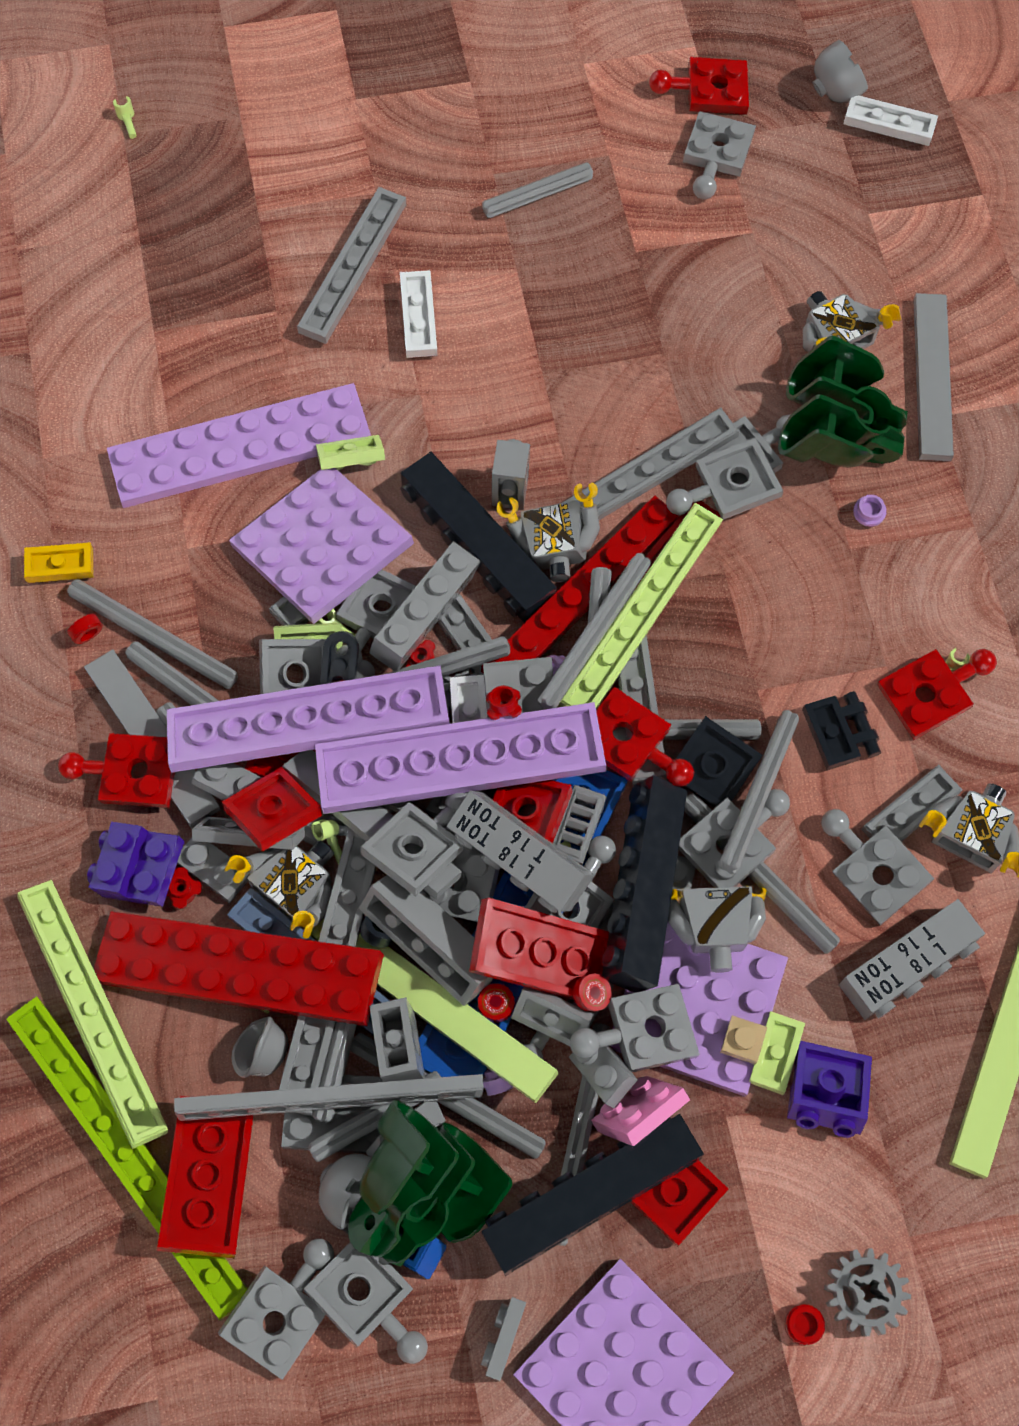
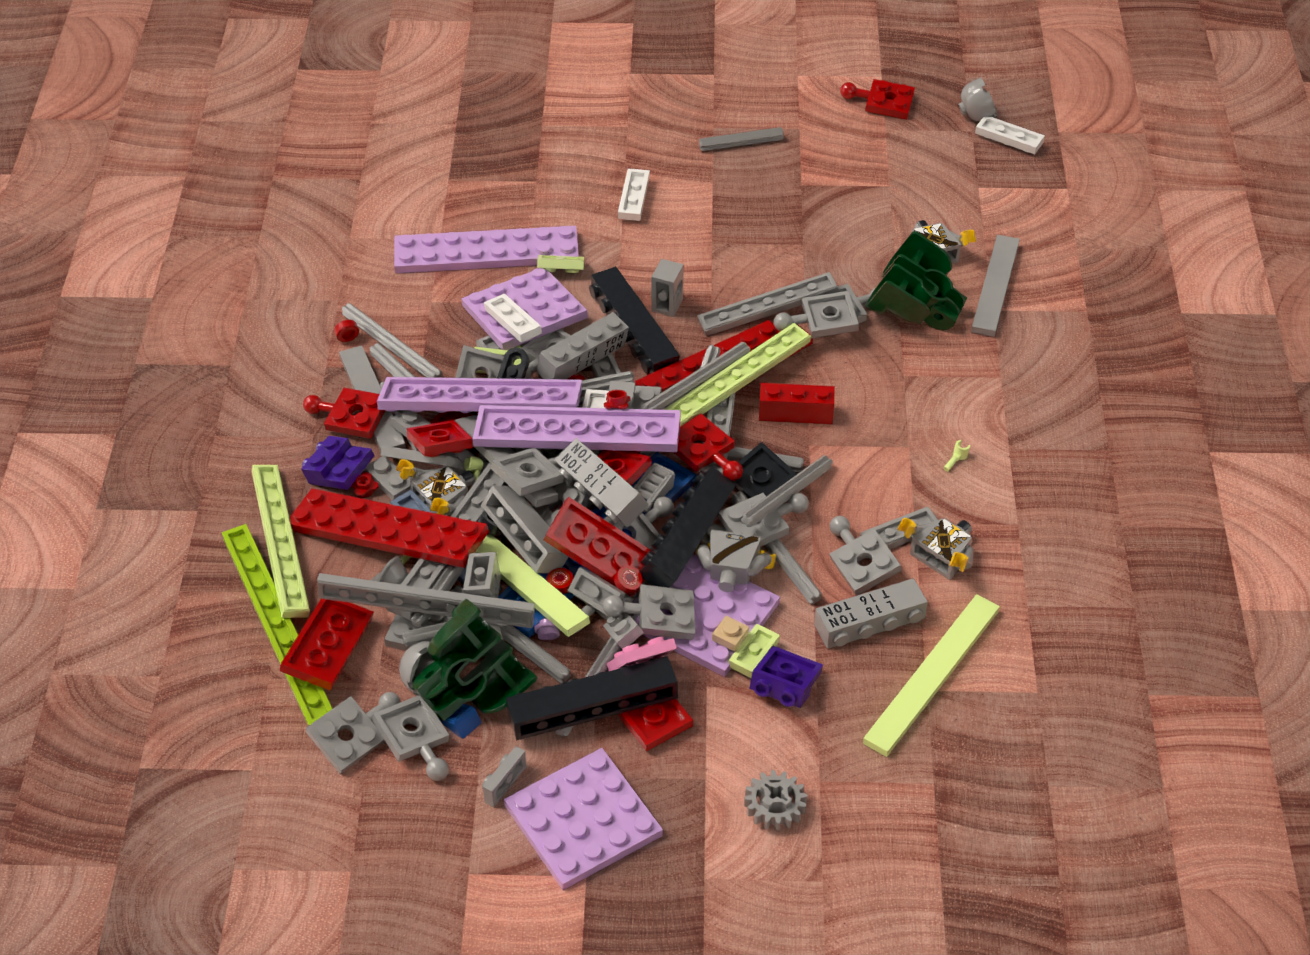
camera: 15 degrees right, 20 degrees down
(58, 562) = (341, 292): yellow plate -> none
(125, 113) = (468, 58): yellowish green hand -> none
(317, 577) = (513, 318): none -> white plate
(351, 265) = (596, 161): light grey plate -> none
(556, 533) = (690, 326): torso -> none
(726, 158) = (868, 132): light grey plate -> none
(729, 632) = (796, 403): none -> red brick
(804, 1324) = (724, 815): red tile -> none
(833, 734) = (854, 474): black plate -> none
(869, 510) = (924, 353): lavender plate -> none
(934, 674) = (947, 461): red plate -> none

